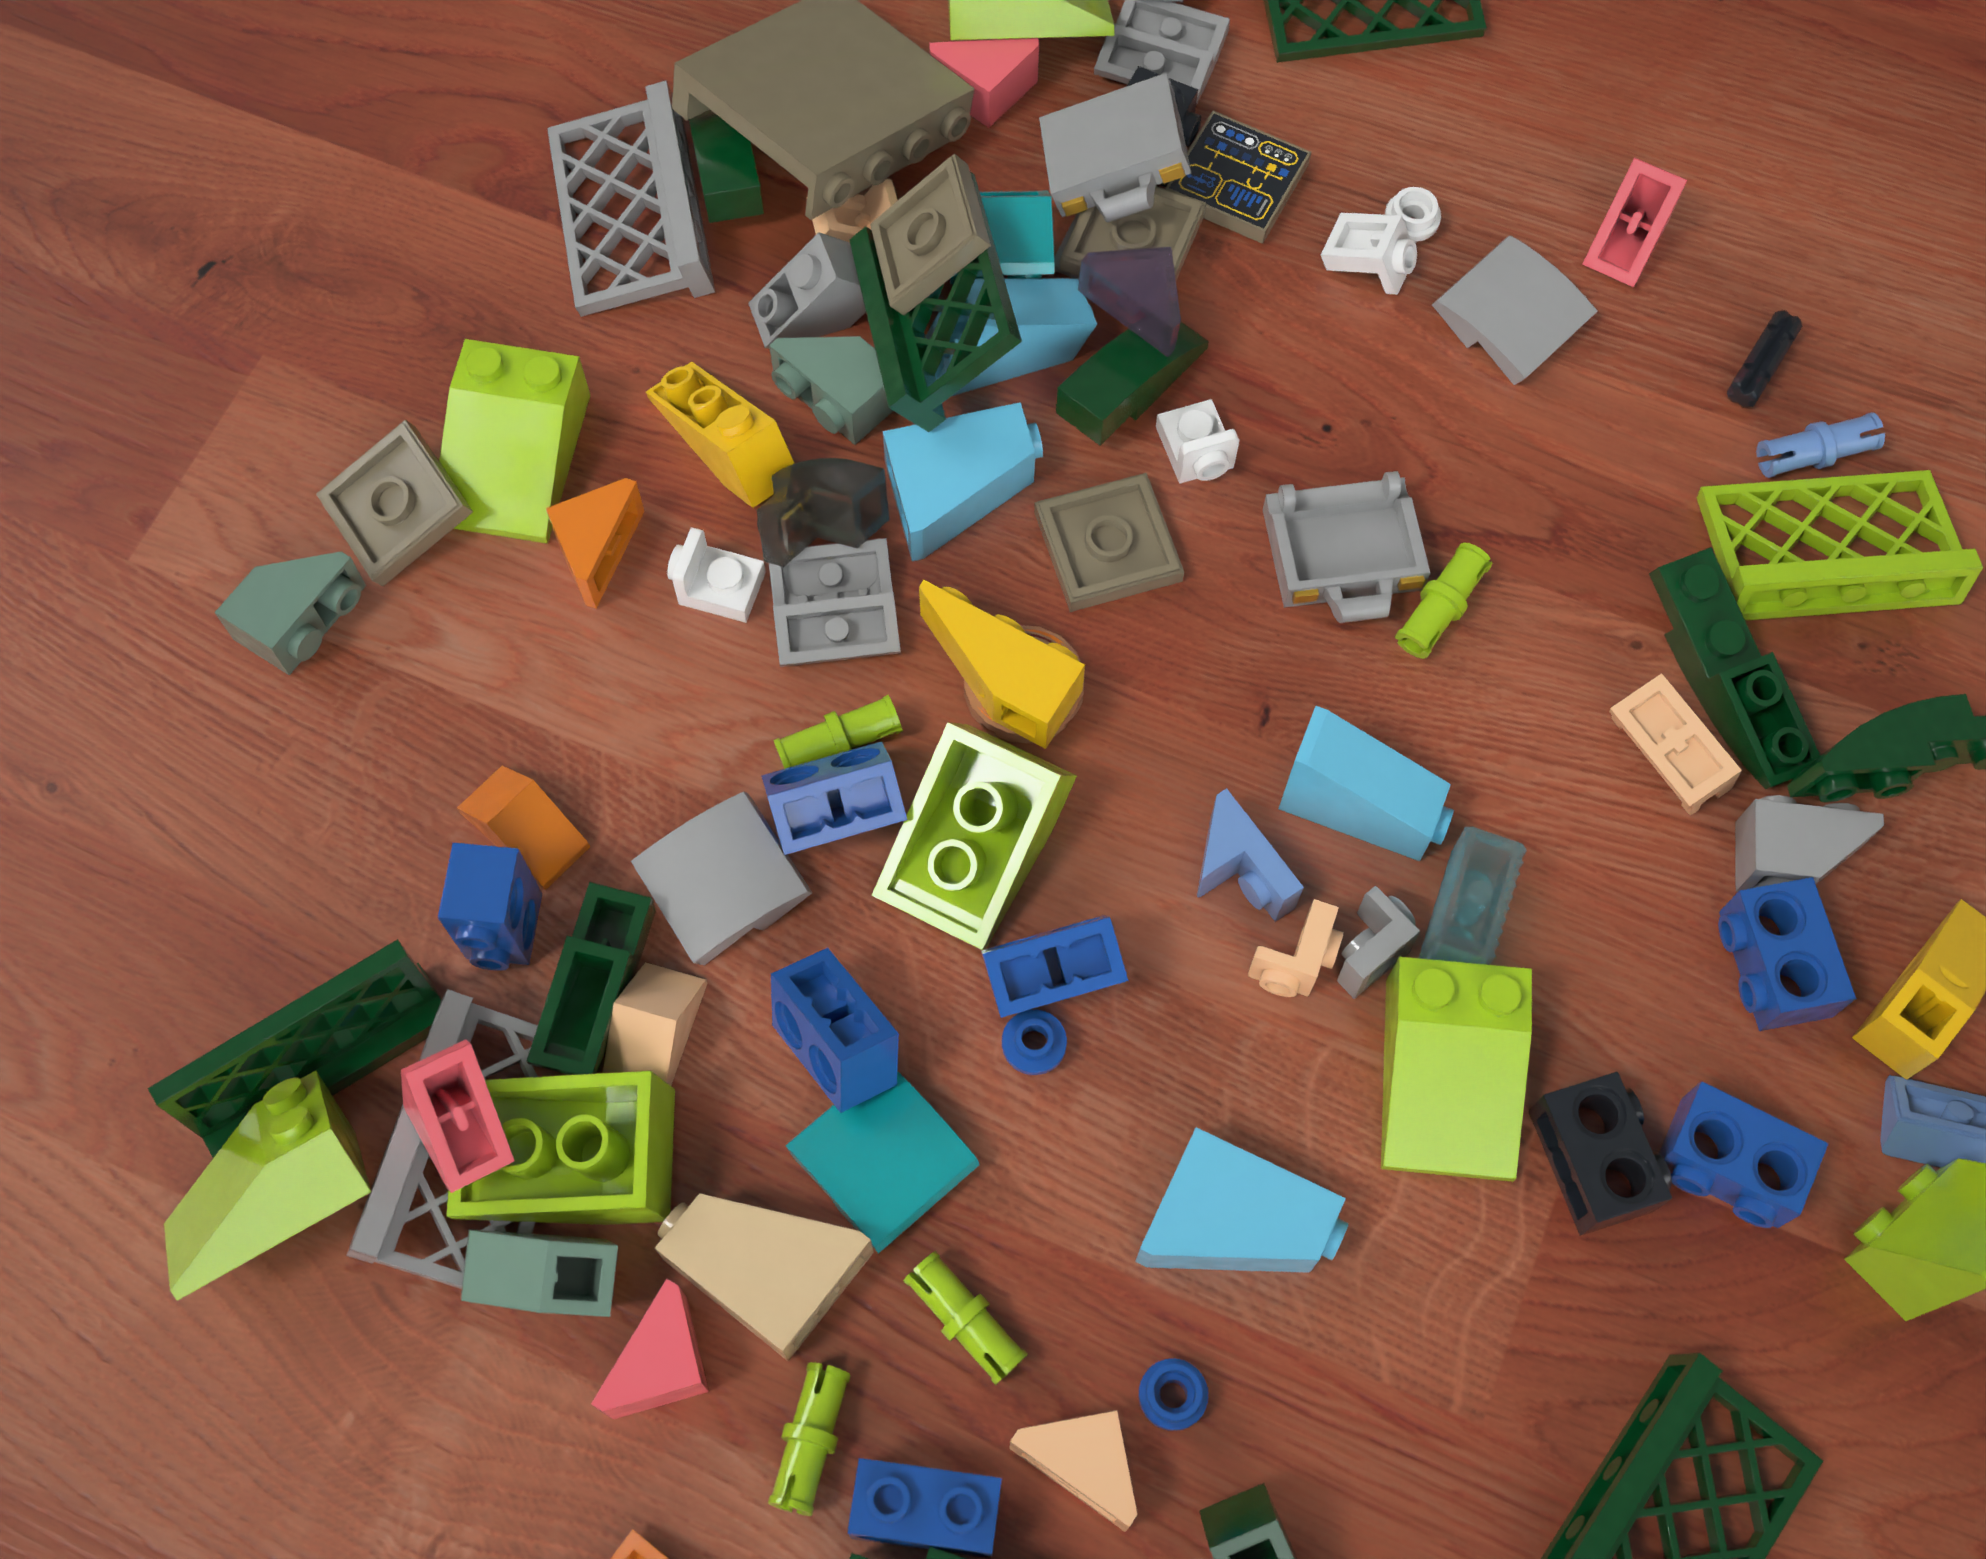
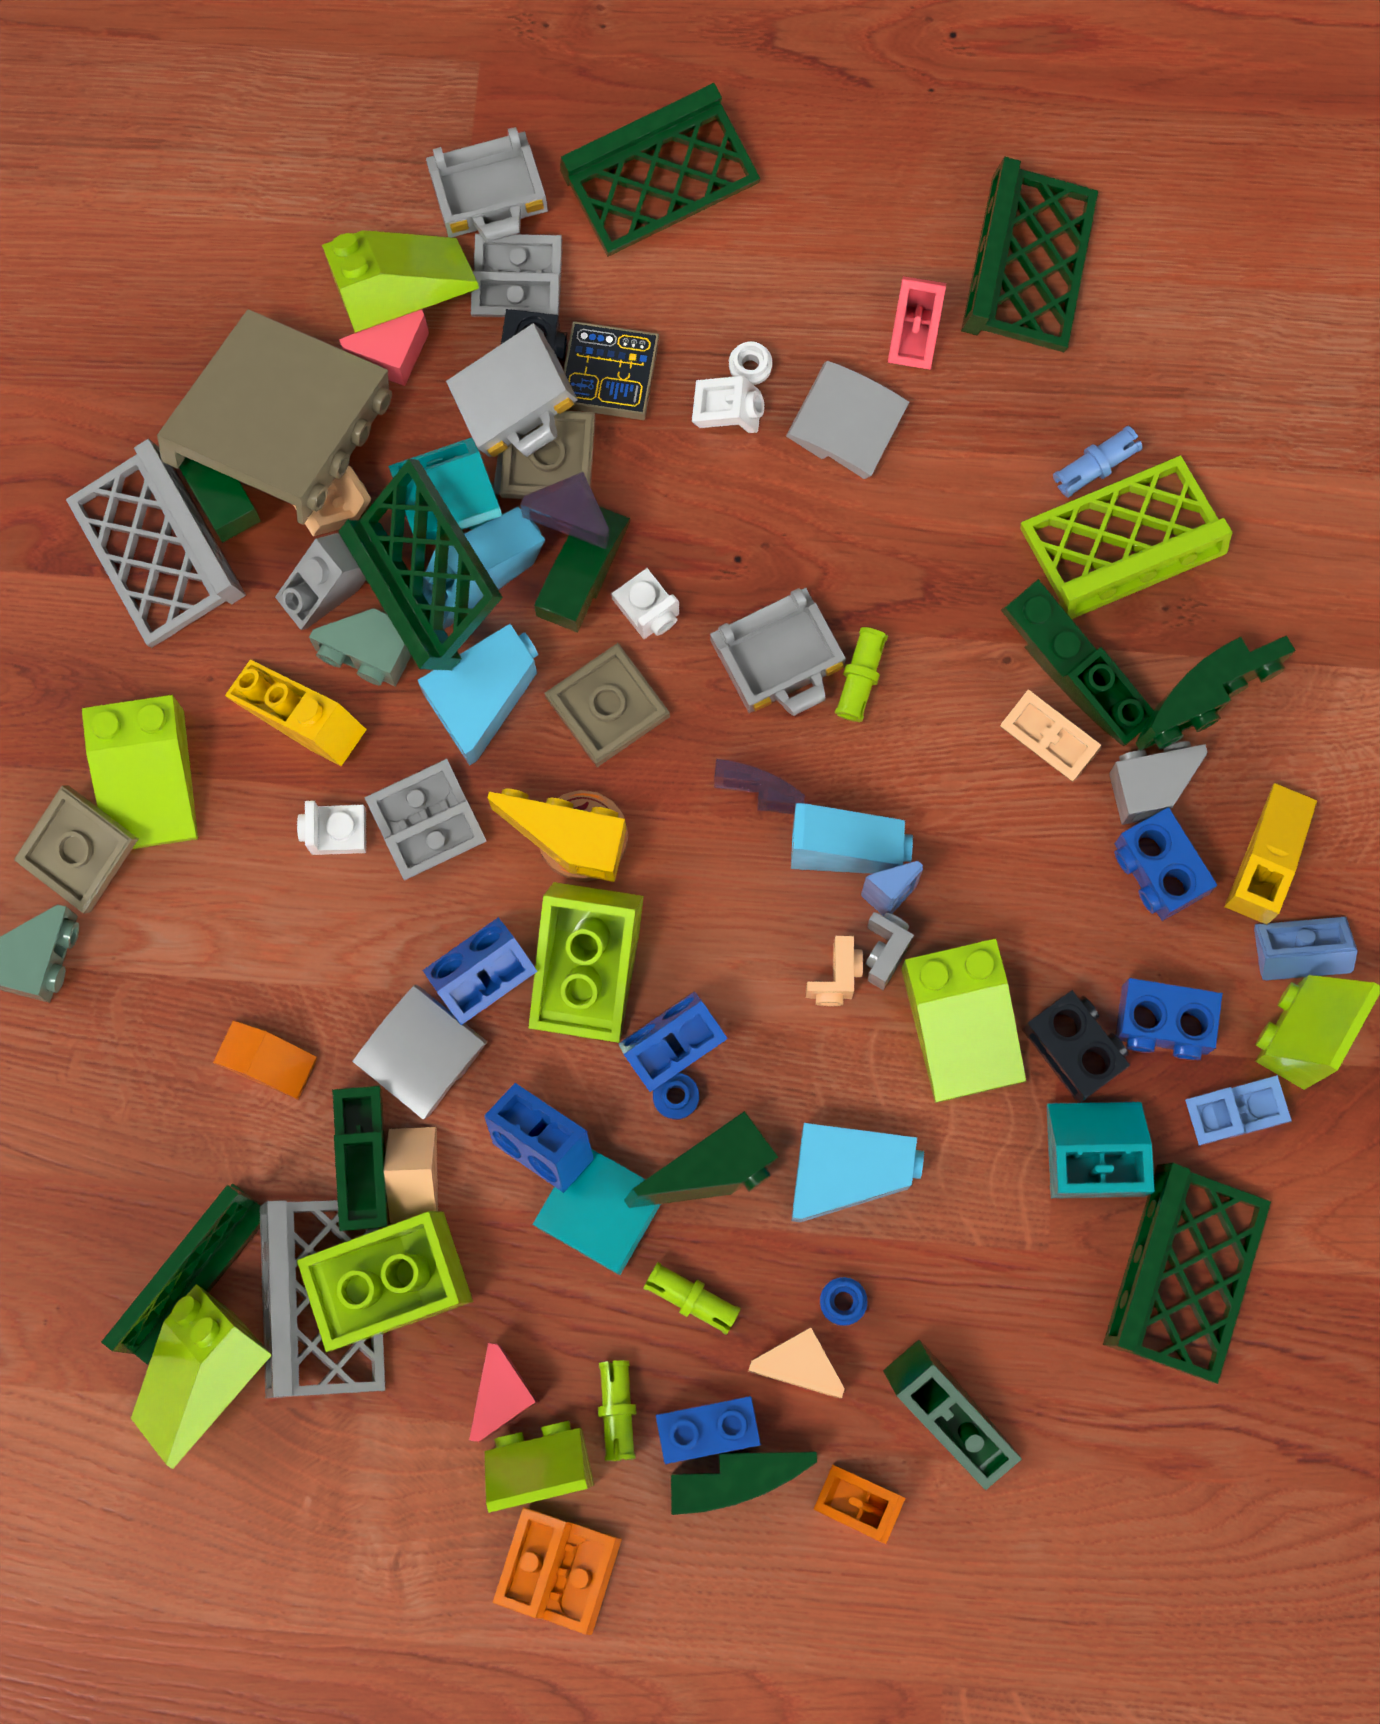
camera: 15 degrees left, 10 degrees up
(455, 1115) = (312, 1288): coral slope -> none
(490, 905) = (271, 1131): blue brick -> none
(540, 1272) = (403, 1366): sand green slope -> none
(596, 532) = (233, 825): orange slope -> none
(667, 1477) = (536, 1468): none -> lime slope
(763, 1264) = (546, 1310): tan slope -> none
(821, 500) = (391, 746): clear smoke brick -> none
(840, 733) = (464, 920): lime pin -> none
(929, 234) = (402, 521): dark tan tile -> none
(1046, 1147) = (712, 1168): none -> dark green slope
(1240, 847) = (770, 910): medium blue slope -> none
(1252, 673) = (774, 793): none -> clear purple slope
(1409, 858) = (890, 887): none -> medium blue slope
(1473, 898) = (943, 901): clear light blue brick -> none
(1595, 1307) = (1099, 1150): none -> teal slope
(1749, 184) = (993, 256): none -> dark green fence
(1764, 359) = (1041, 401): black axle -> none
(1807, 1317) = (1238, 1110): none -> medium blue slope

